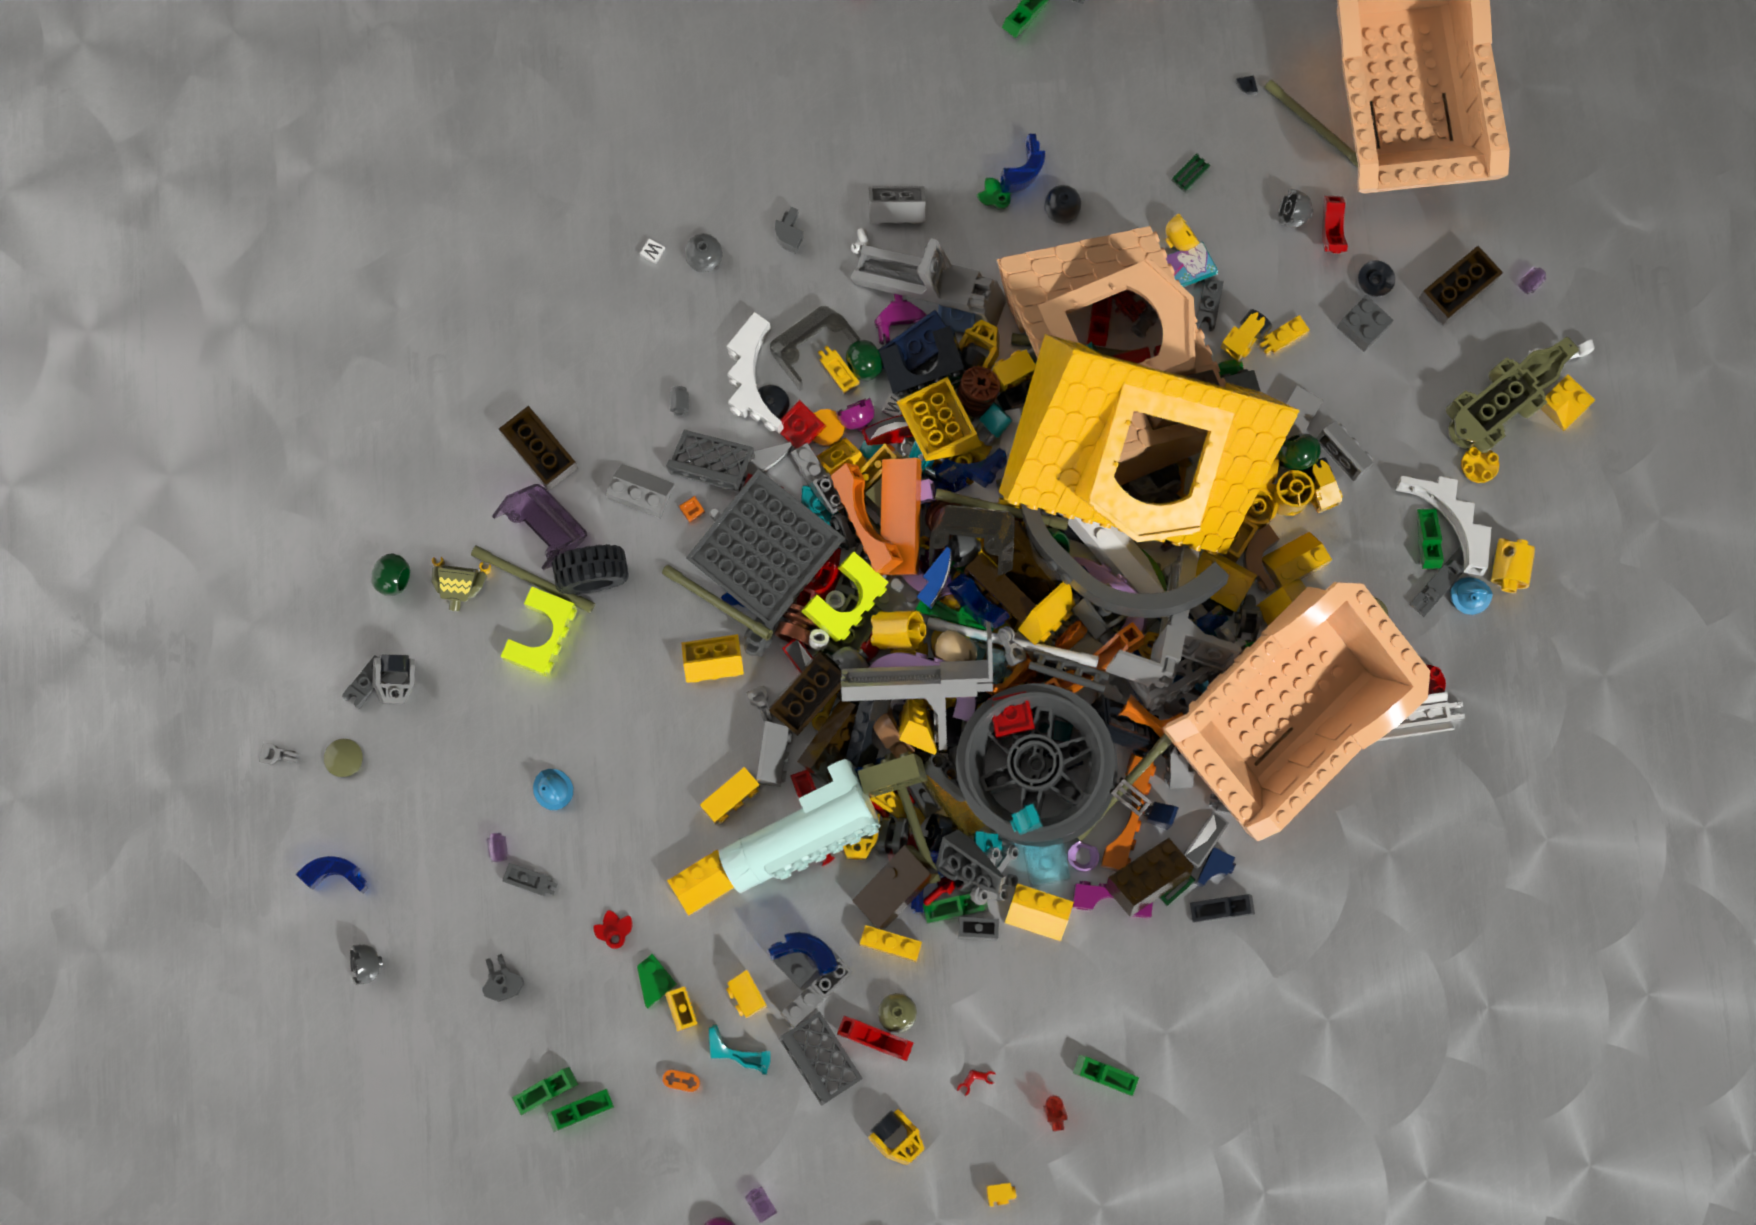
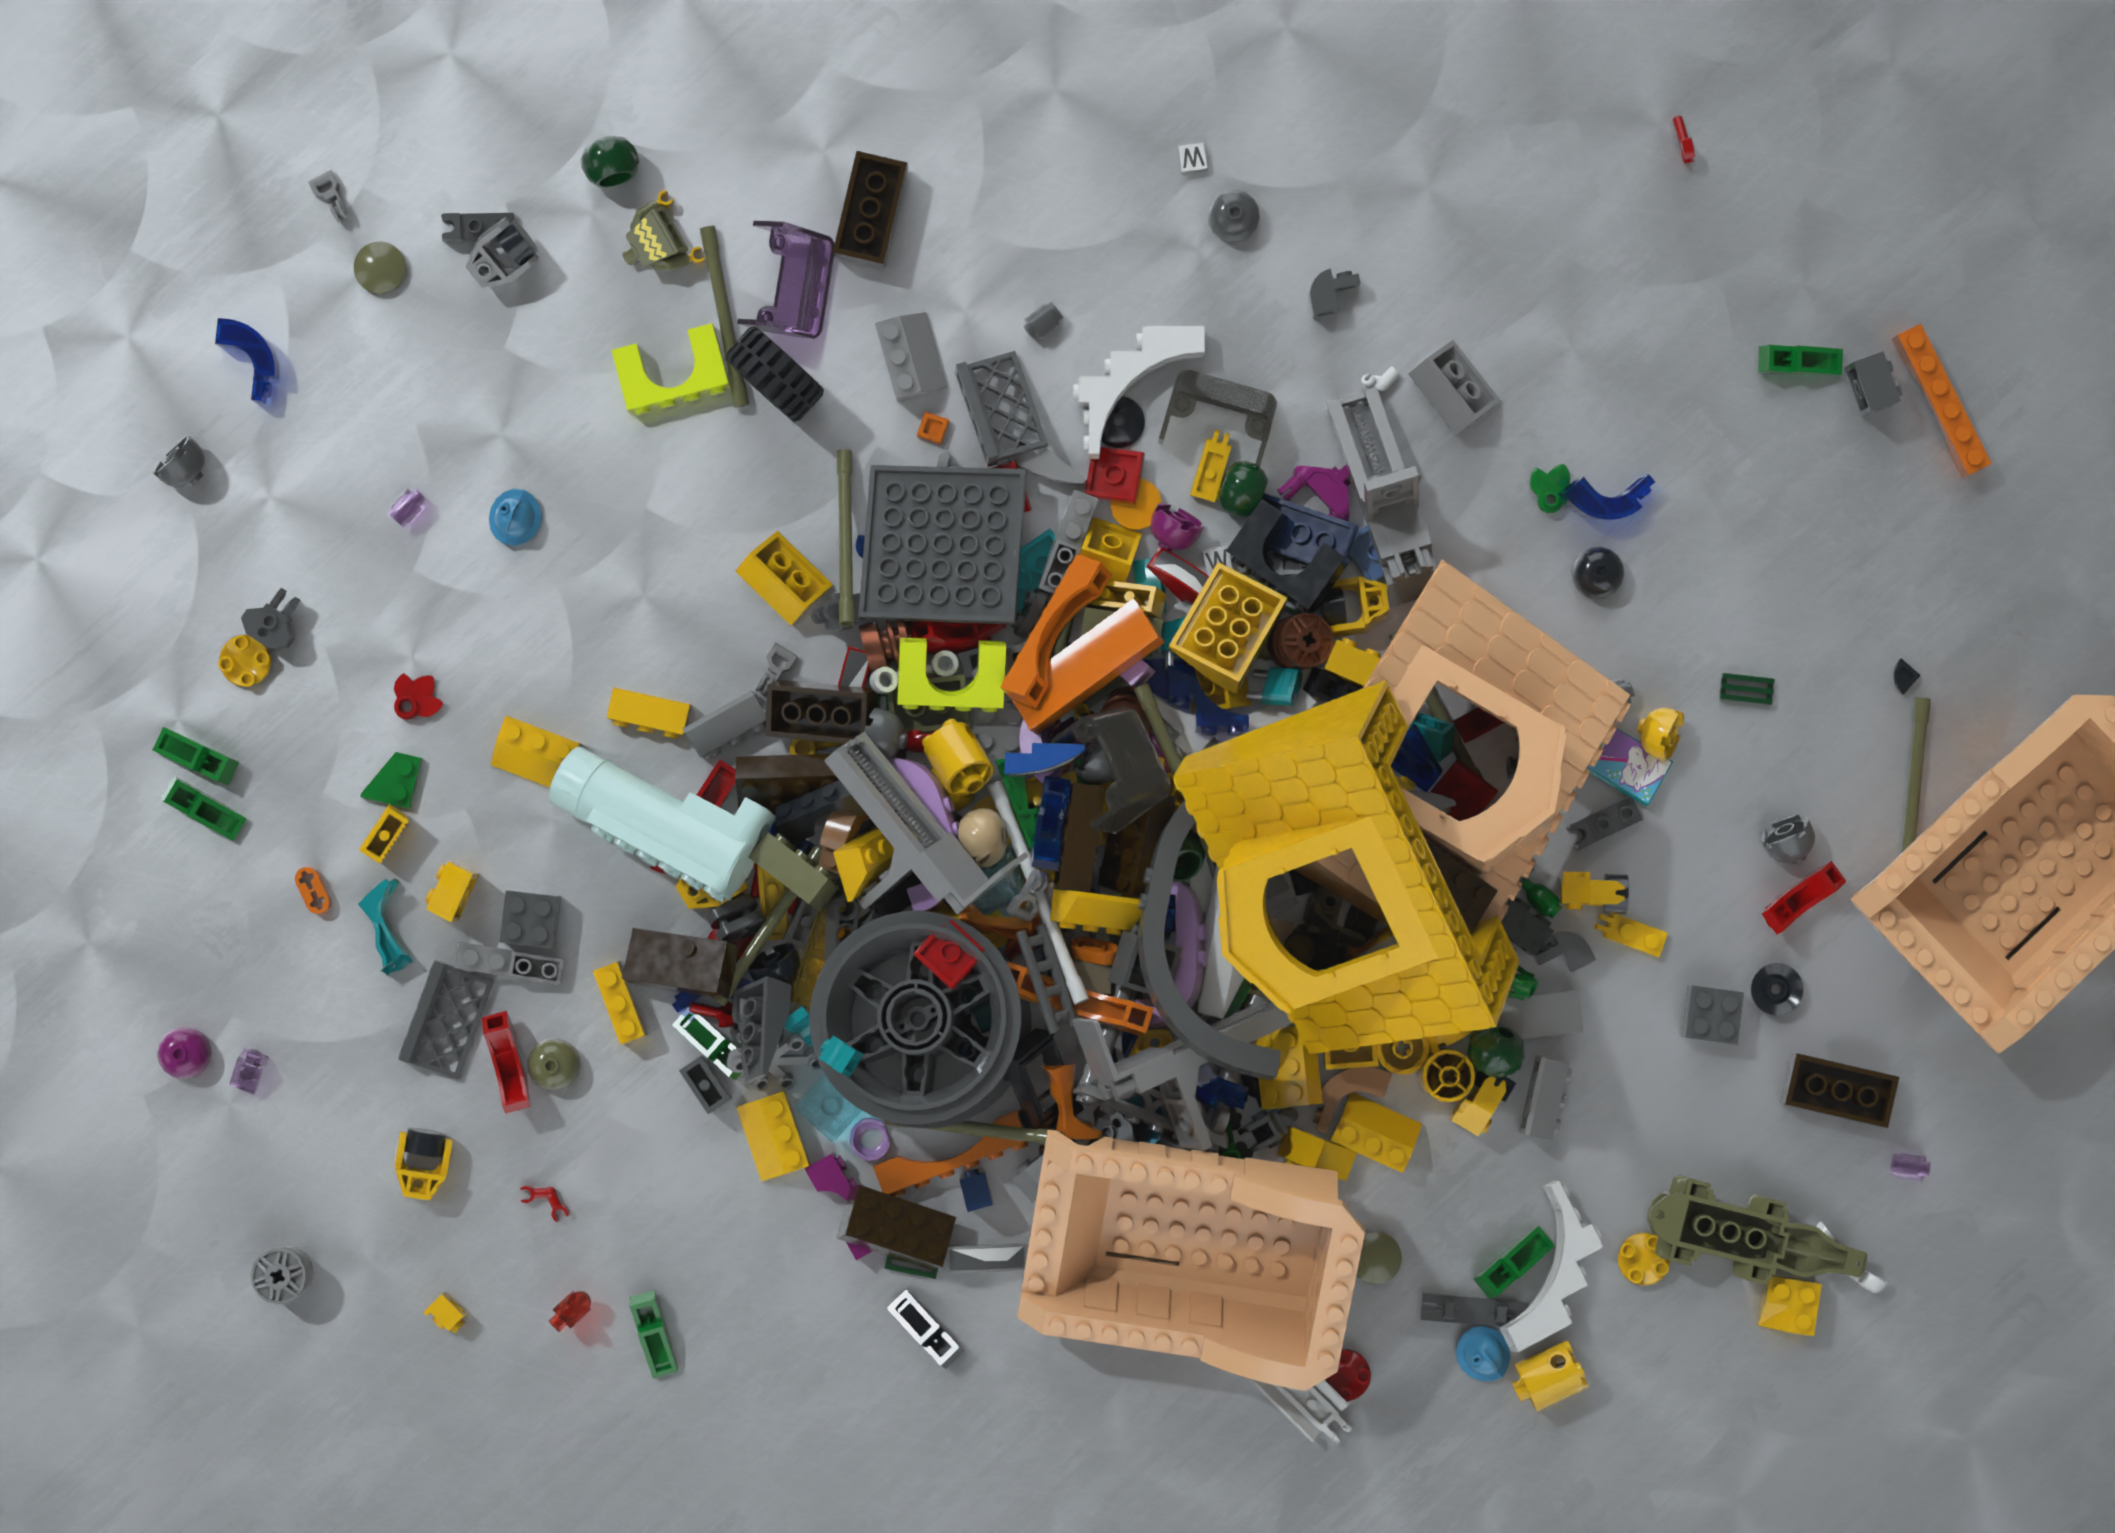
camera: 60 degrees right, 10 degrees up
(511, 1016) = (244, 661): none -> yellow dish
(528, 880) = (399, 567): dark grey hinge -> none
(808, 945) = (548, 934): clear blue arch -> none
(1118, 786) = (967, 1124): tile -> none
(1216, 864) = (968, 1289): dark blue arch -> none
(1270, 373) = (1572, 948): none -> dark grey brick

